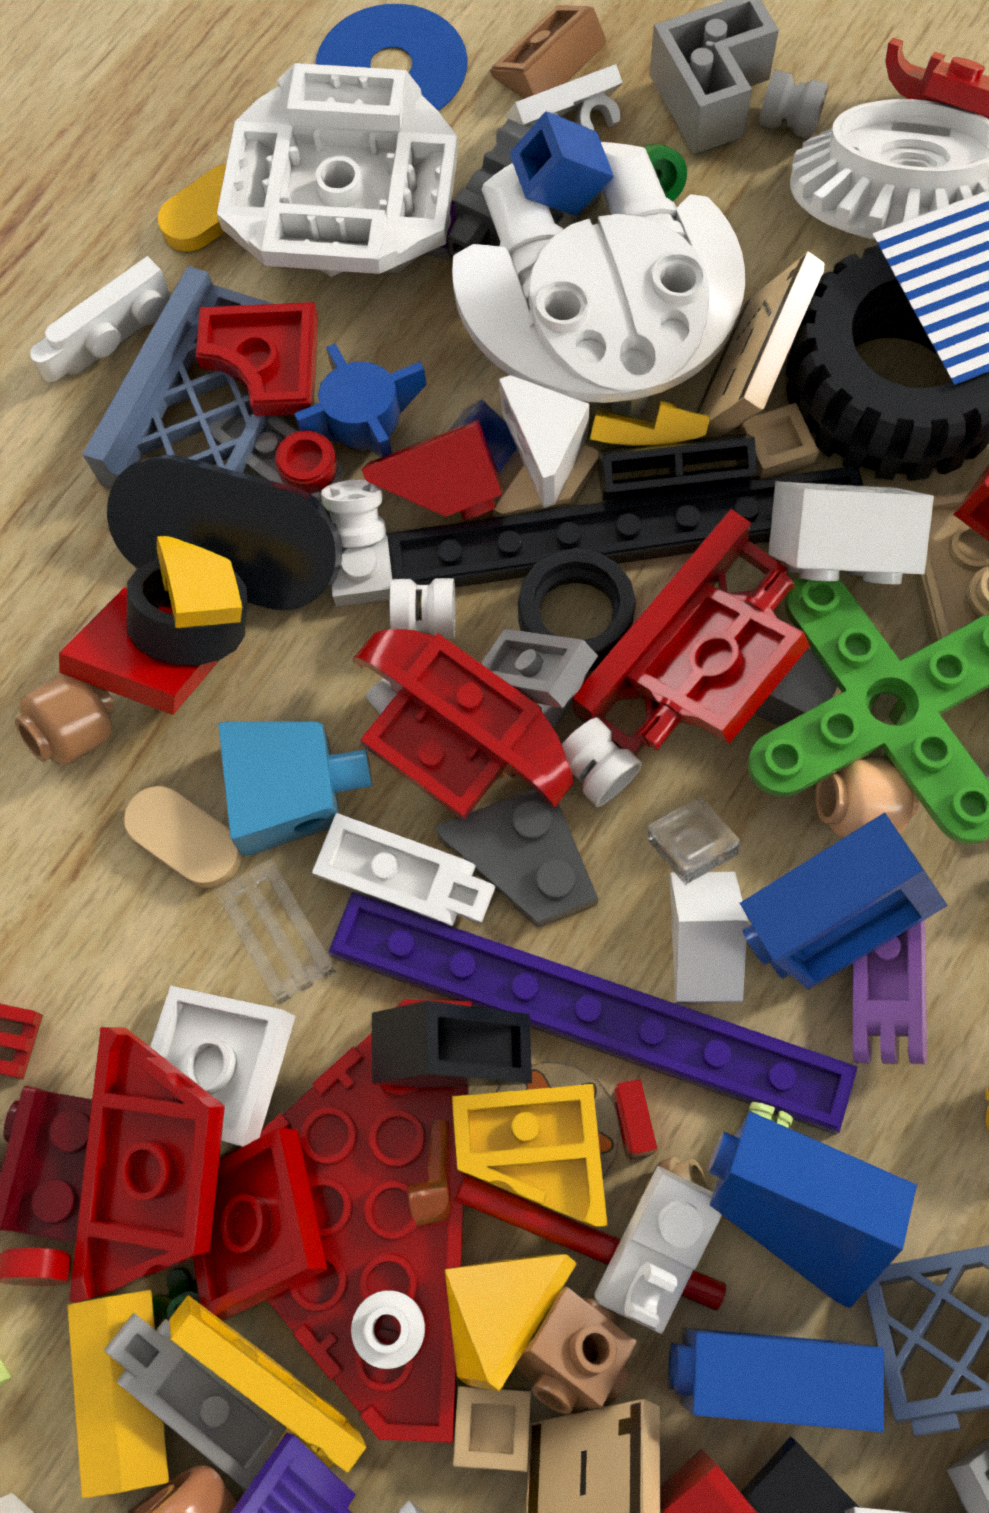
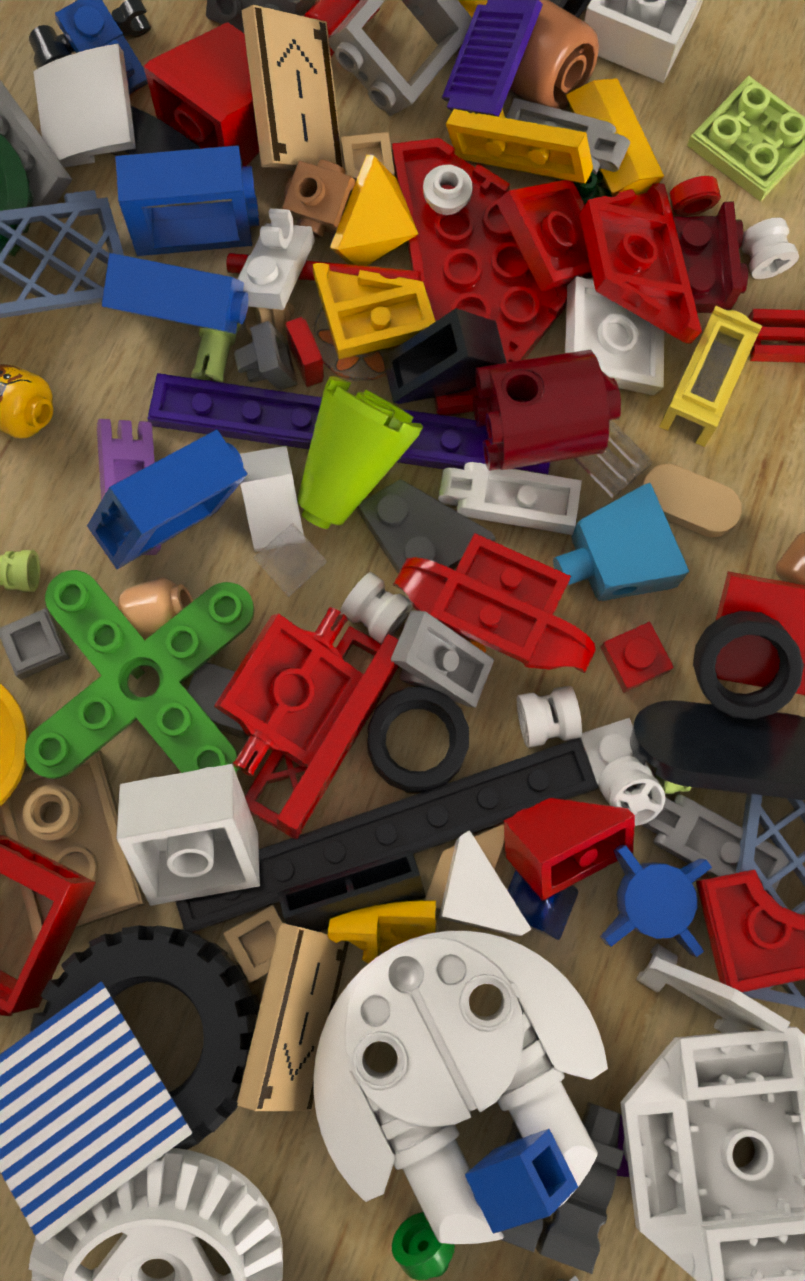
camera: 160 degrees right, 5 degrees up
(103, 988) = (712, 371): none -> light yellow window
(198, 584) = (744, 668): yellow slope -> none
(303, 666) = (636, 657): none -> red plate
(306, 461) = (688, 832): red tile -> none
(313, 939) = (544, 409): none -> dark red cylinder
(318, 280) = (734, 1007): none -> white flag
(431, 1199) = (437, 268): clear orange hand -> none
(589, 952) = (351, 451): none -> lime cone
(683, 1119) = (267, 357): none -> light grey tile

